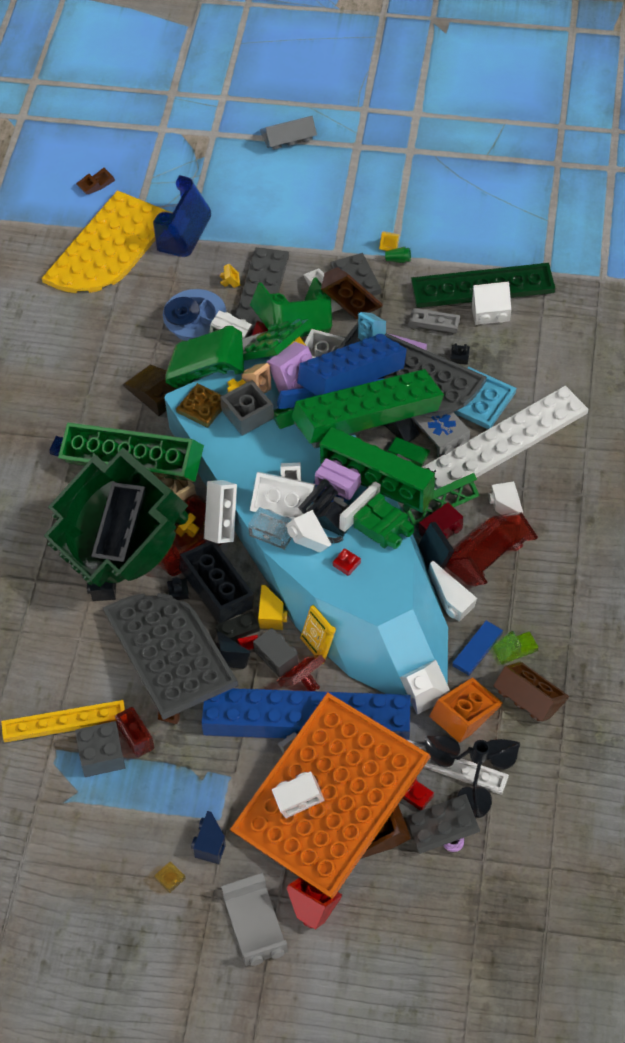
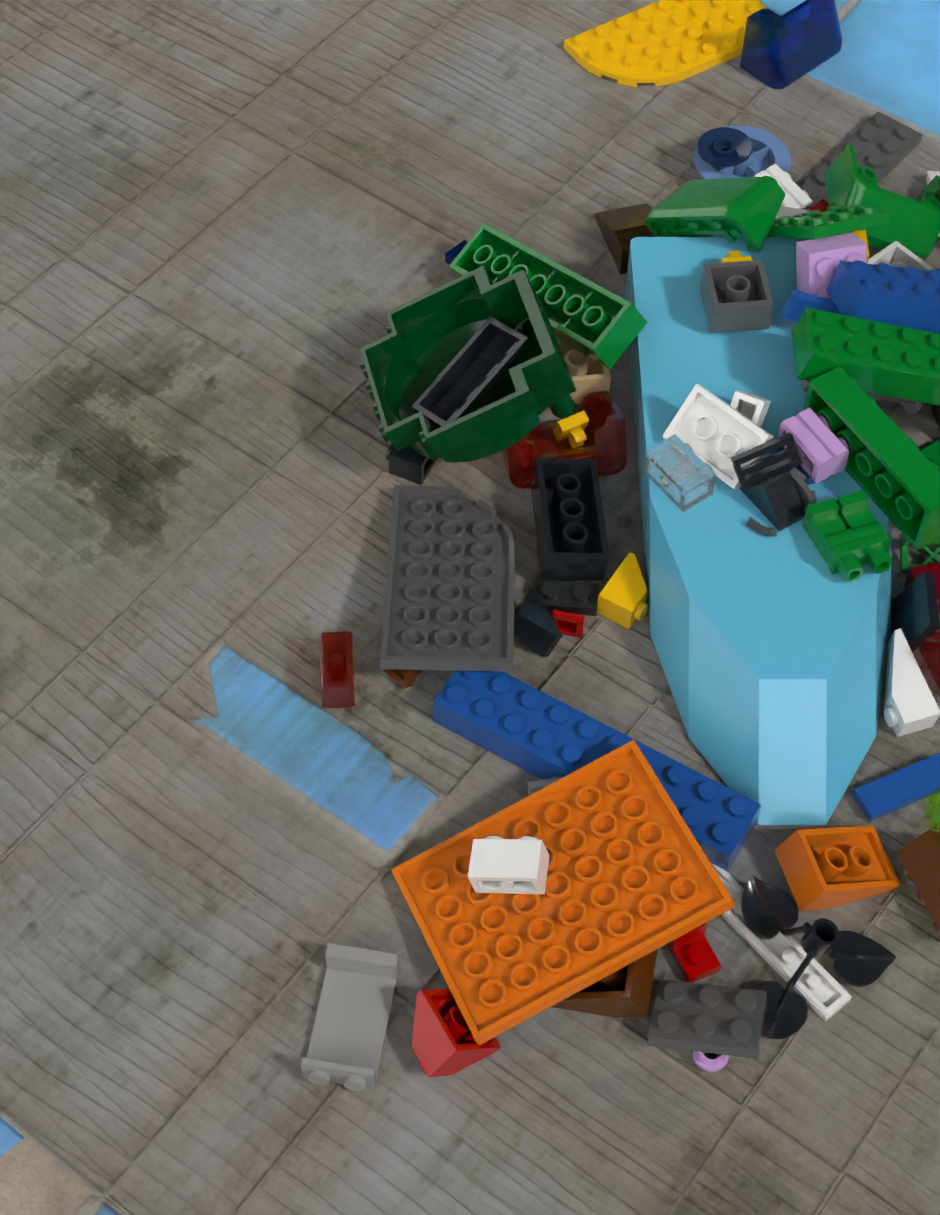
camera: 25 degrees right, 0 degrees up
(60, 721) = (249, 609): yellow plate -> none
(100, 749) = (278, 671): dark grey brick -> none
(169, 877) = (269, 894): clear yellow plate -> none
(178, 588) = (513, 507): black tile -> none
(201, 405) = (673, 270): pearl gold tile -> none
(210, 840) = (353, 871): dark blue slope -> none
(220, 511) = (621, 421): white brick -> none
(230, 276) = (820, 134): yellow tile -> none
(260, 375) = (778, 264): light nougat slope -> none
(276, 652) = (600, 654): dark grey brick -> none
(283, 417) = (780, 333): green slope -> none
(301, 672) = (620, 701): clear red tile -> none
(308, 532) = (726, 498): white slope -> none
(317, 633) = (671, 655): yellow piece -> none
(346, 516) = (796, 502): white tile -> none
(346, 562) = (763, 567): red tile -> none
(425, 686) = (792, 802): white slope -> none

